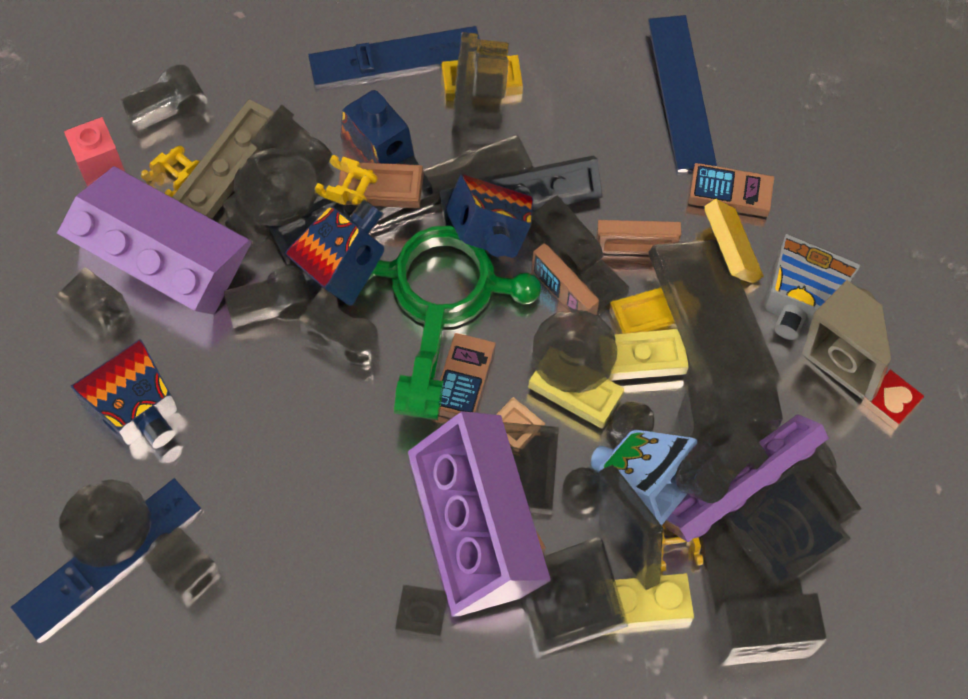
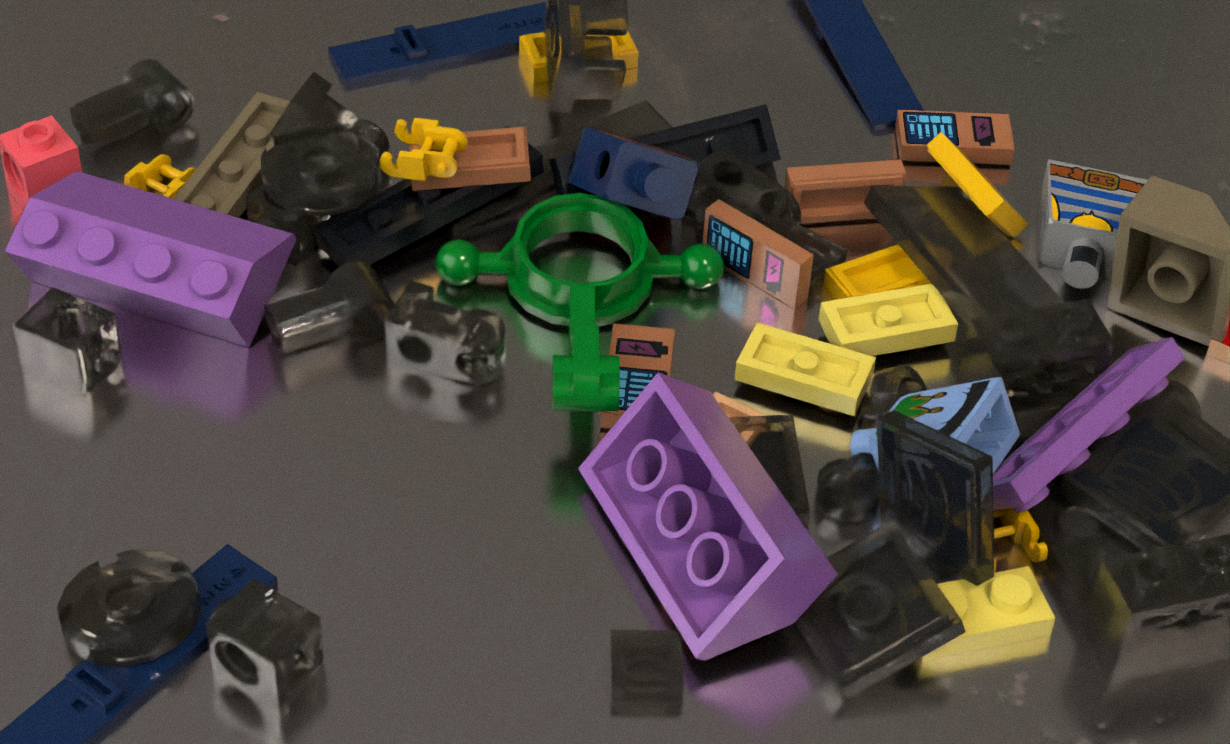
camera: 10 degrees left, 20 degrees down
(129, 397) = (141, 444): torso -> none
(340, 250) = (429, 230): dark blue torso -> none
(372, 127) = (449, 89): dark blue torso -> none
(574, 351) = (793, 318): clear smoke tile -> none
(719, 460) = (1040, 392): clear smoke leg -> none

